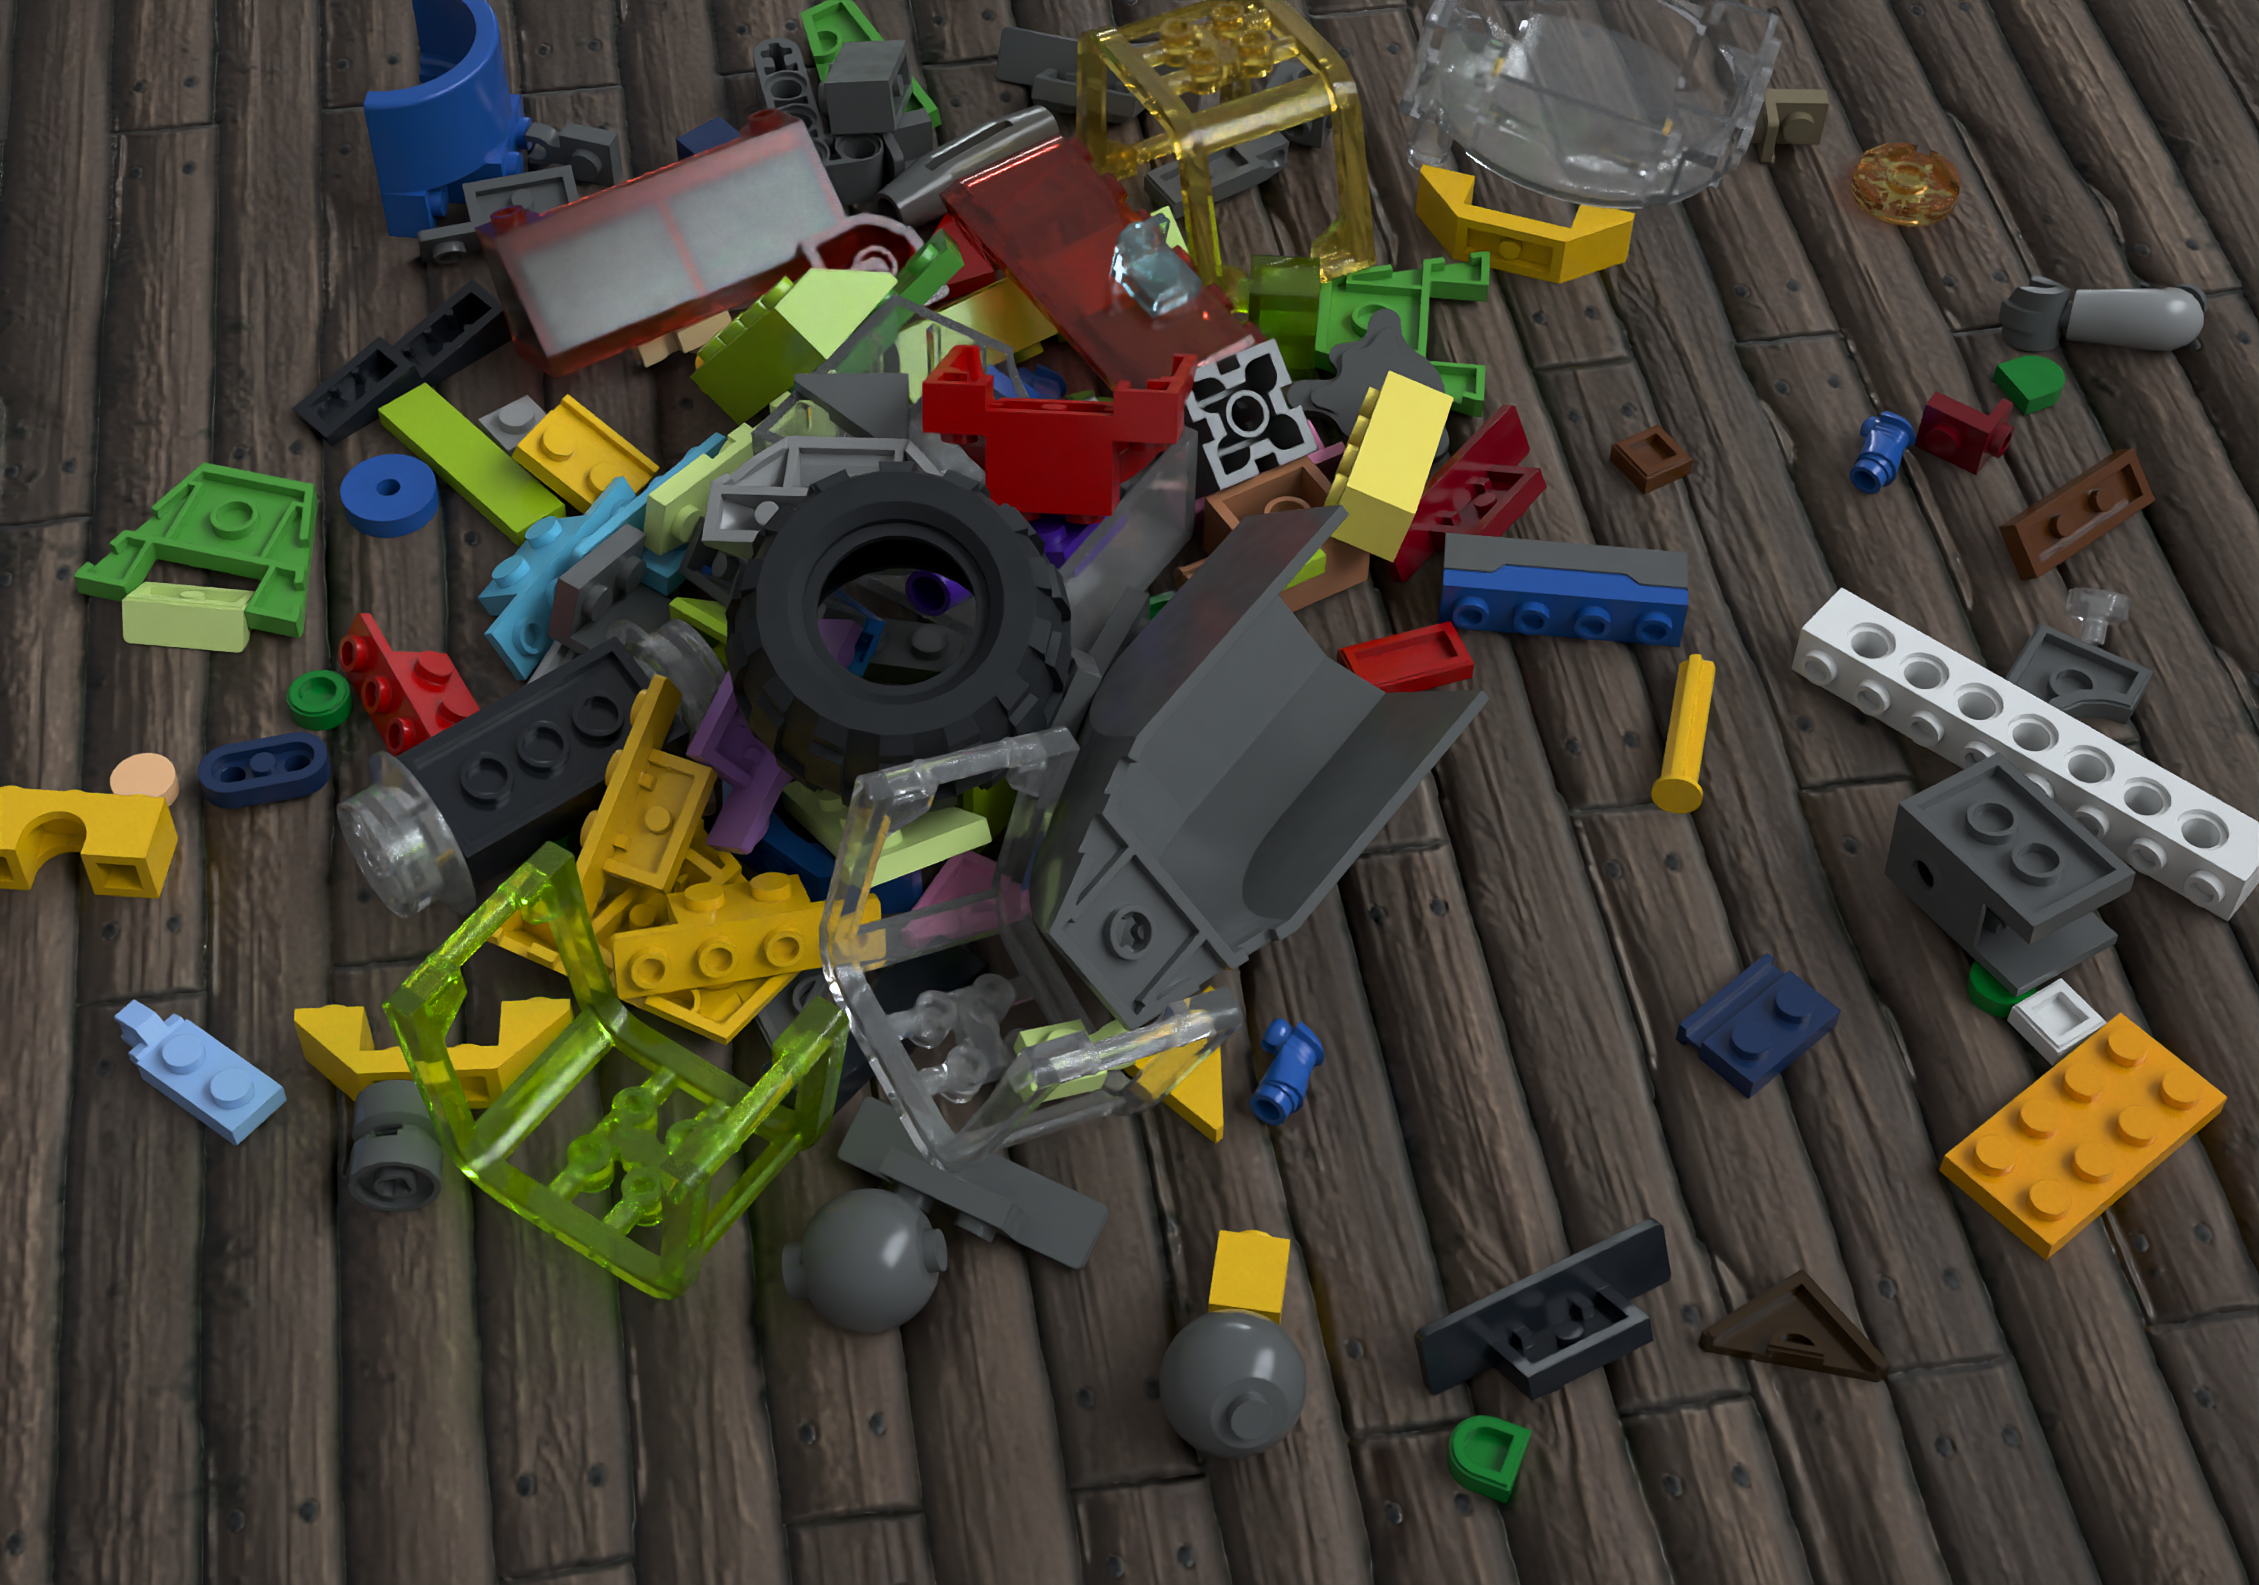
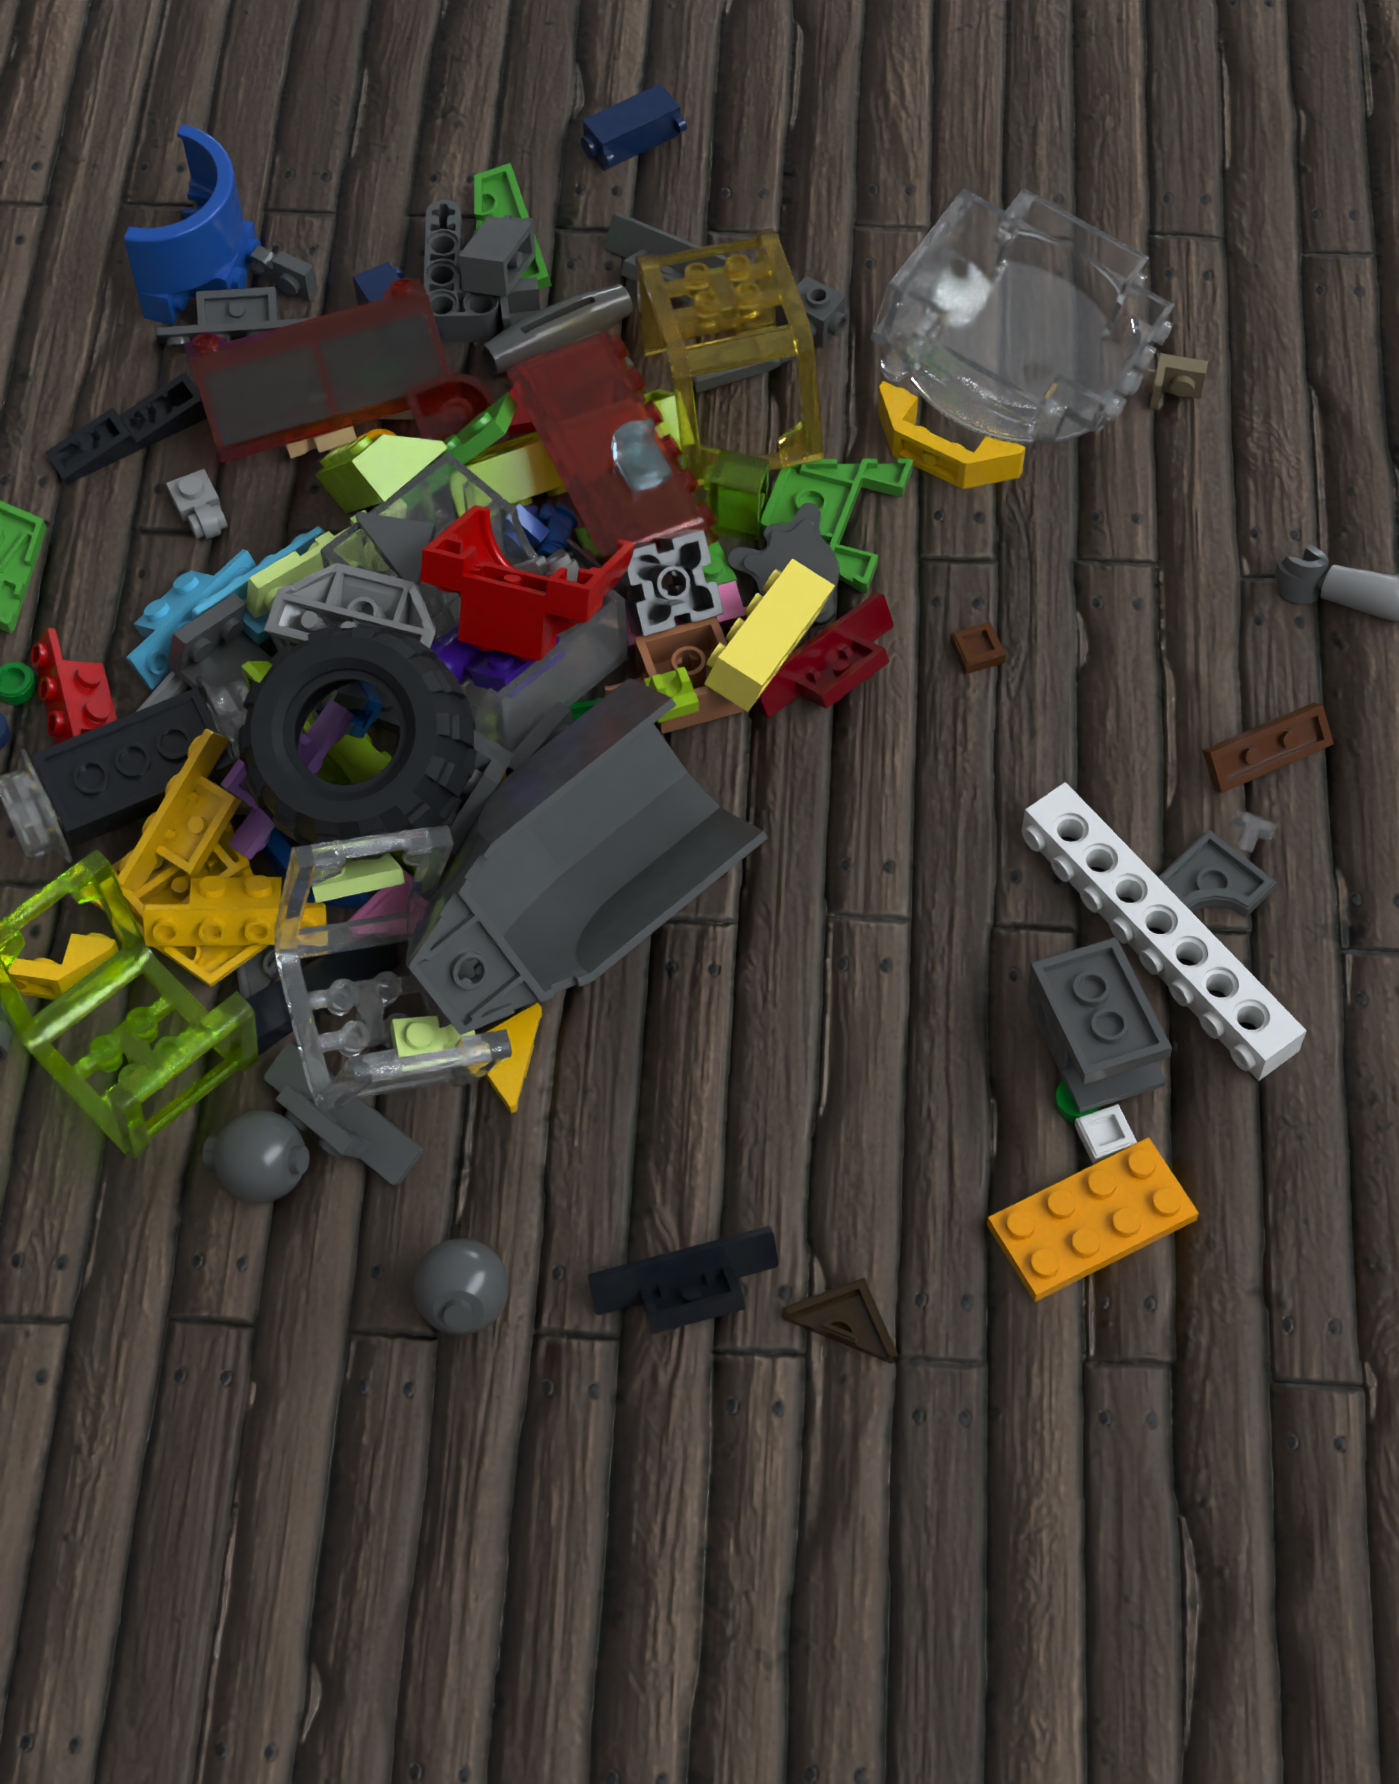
camera: 15 degrees right, 10 degrees up
(389, 495) = (97, 547): blue piece -> none
(469, 462) = (154, 515): lime tile -> none
(581, 455) = (226, 526): yellow plate -> none
(1250, 1273) = (497, 1218): yellow brick -> none
(1288, 1076) = (569, 1076): blue arm -> none
(1410, 659) = (749, 781): red tile -> none
(1487, 1455) = (617, 1362): green tile -> none
(1563, 589) = (873, 745): blue piece -> none
(1678, 786) = (923, 873): yellow axle -> none
(1758, 1025) = (898, 1098): dark blue plate -> none
(1881, 452) = (1144, 672): blue arm -> none
(1905, 185) = (1250, 446): clear orange tile -> none
(1963, 433) = (1208, 669): dark red bracket -> none
(2030, 382) = (1280, 630): green tile -> none

